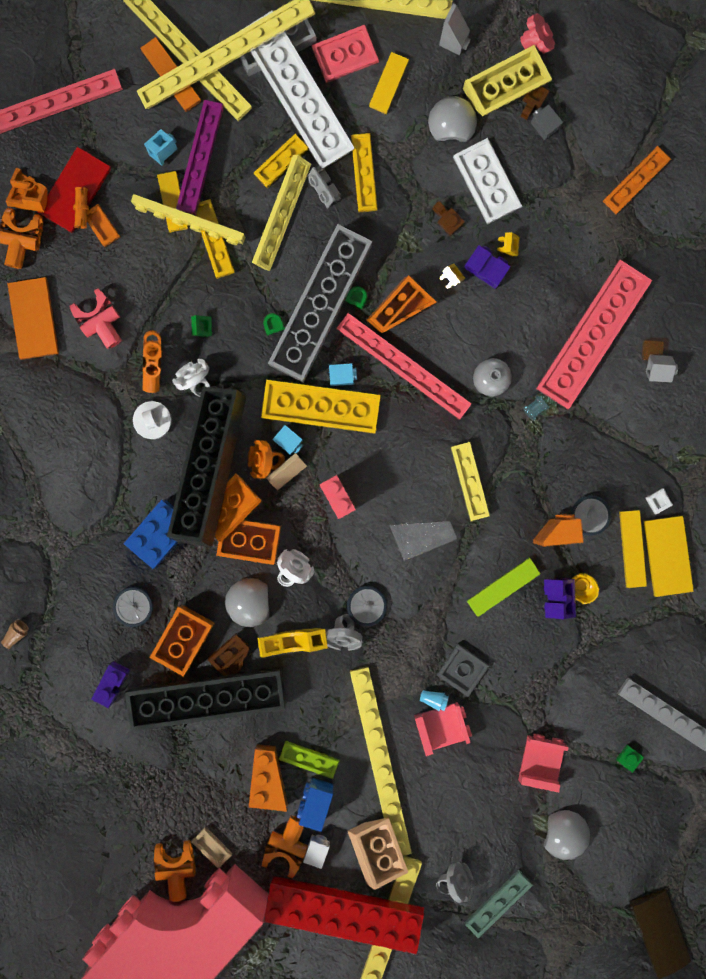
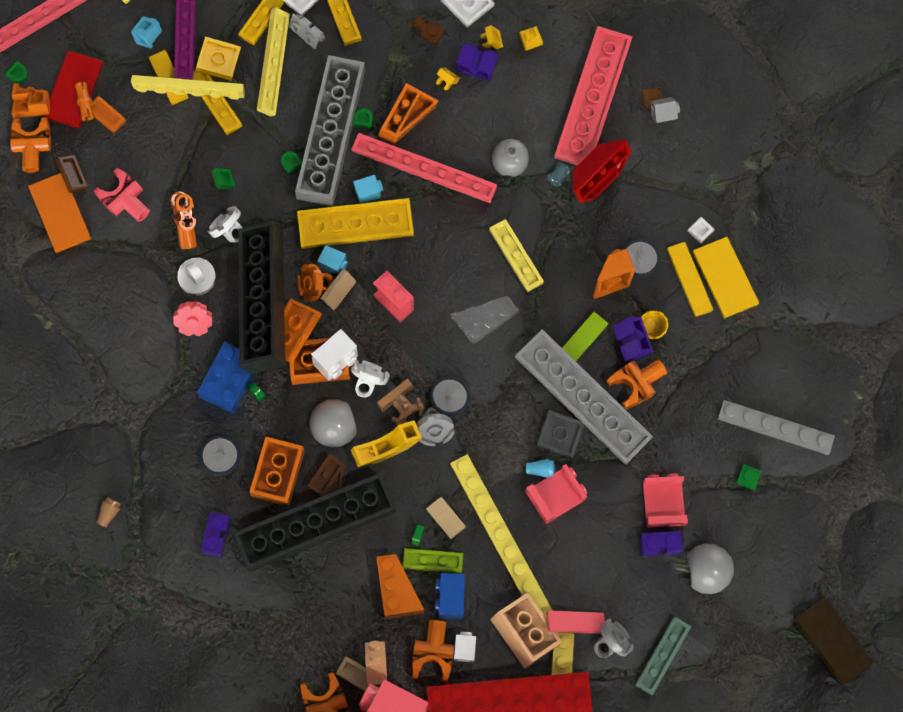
camera: 15 degrees left, 15 degrees down
(22, 157) = (17, 73): none -> green tile
(53, 281) = (71, 173): none -> reddish brown tile
(137, 465) = (192, 318): none -> coral plant
(181, 553) = (256, 392): none -> green tile
(226, 195) = (218, 58): none -> yellow plate
(229, 849) = (375, 662): none -> light nougat brick
(263, 549) = (335, 355): none -> white brick
(300, 734) = (417, 535): none -> green tile
(318, 602) = (400, 402): none -> medium nougat piece
(331, 722) = (445, 518): none -> tan tile
(425, 856) = (574, 622): none -> coral tile
(495, 642) = (583, 397): none -> light grey plate
(523, 800) = (668, 542): none -> dark purple brick
(548, 253) = (531, 38): none -> yellow tile
(552, 639) = (638, 380): none -> orange connector
(576, 416) = (599, 169): none -> red wedge

